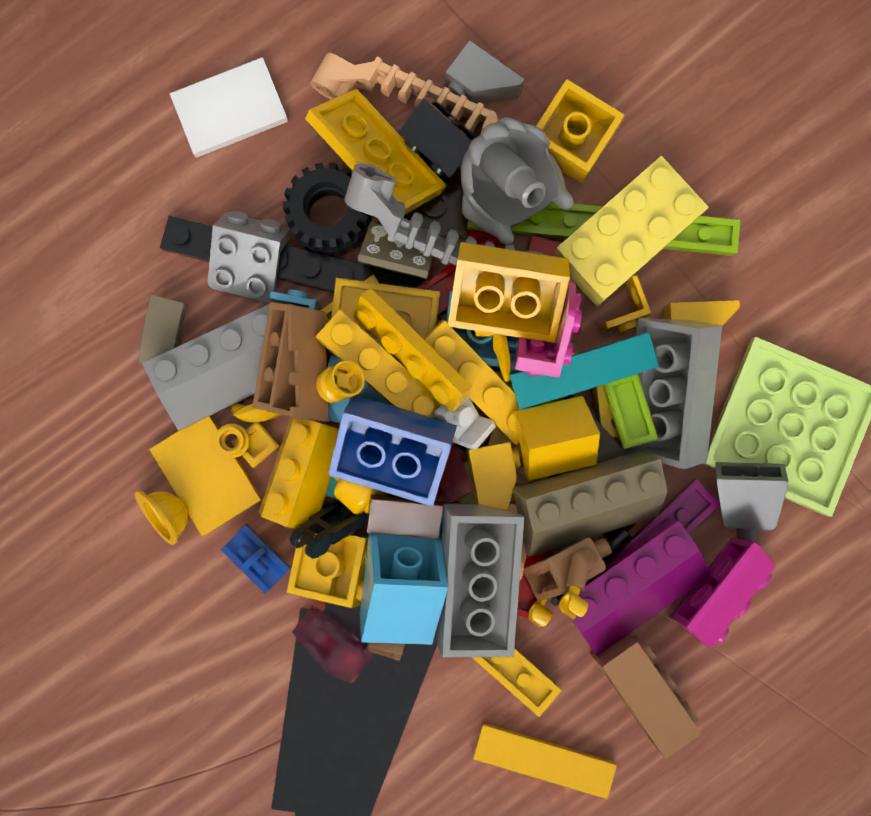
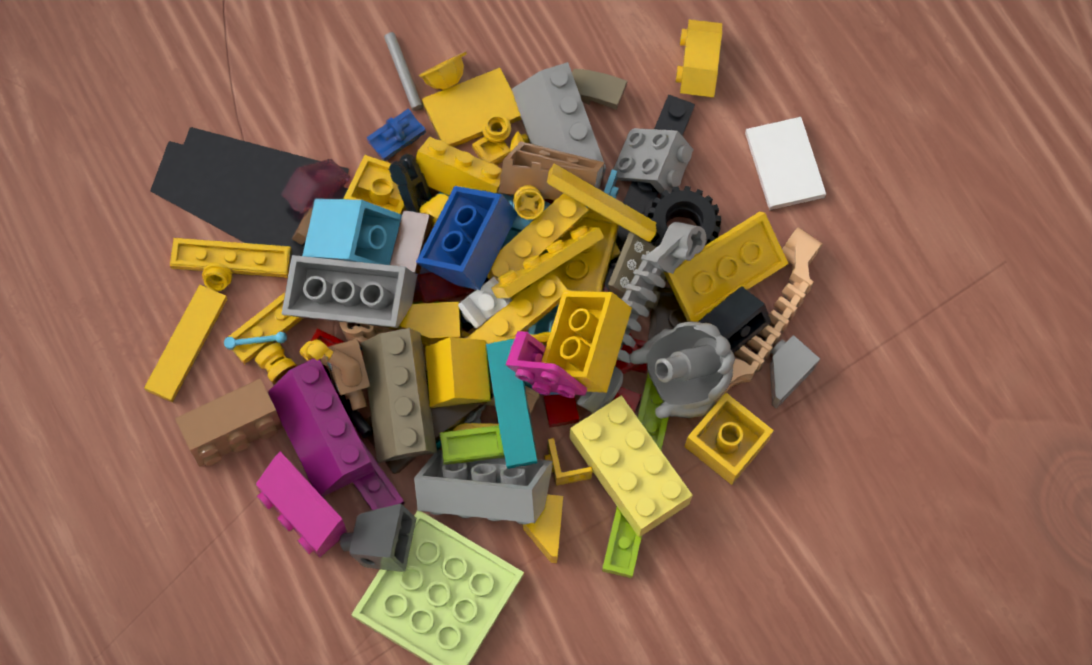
camera: 95 degrees right, 15 degrees down
(108, 214) = (700, 58): none -> yellow brick
(167, 564) = (403, 71): none -> light grey bar
(328, 296) = (601, 202): none -> yellow tile
(433, 728) = (238, 257): none -> yellow tile
(462, 740) = (216, 276): none -> yellow plate
(543, 708) = (230, 343): none -> medium azure hinge
(551, 657) = (275, 362): none -> yellow wheel

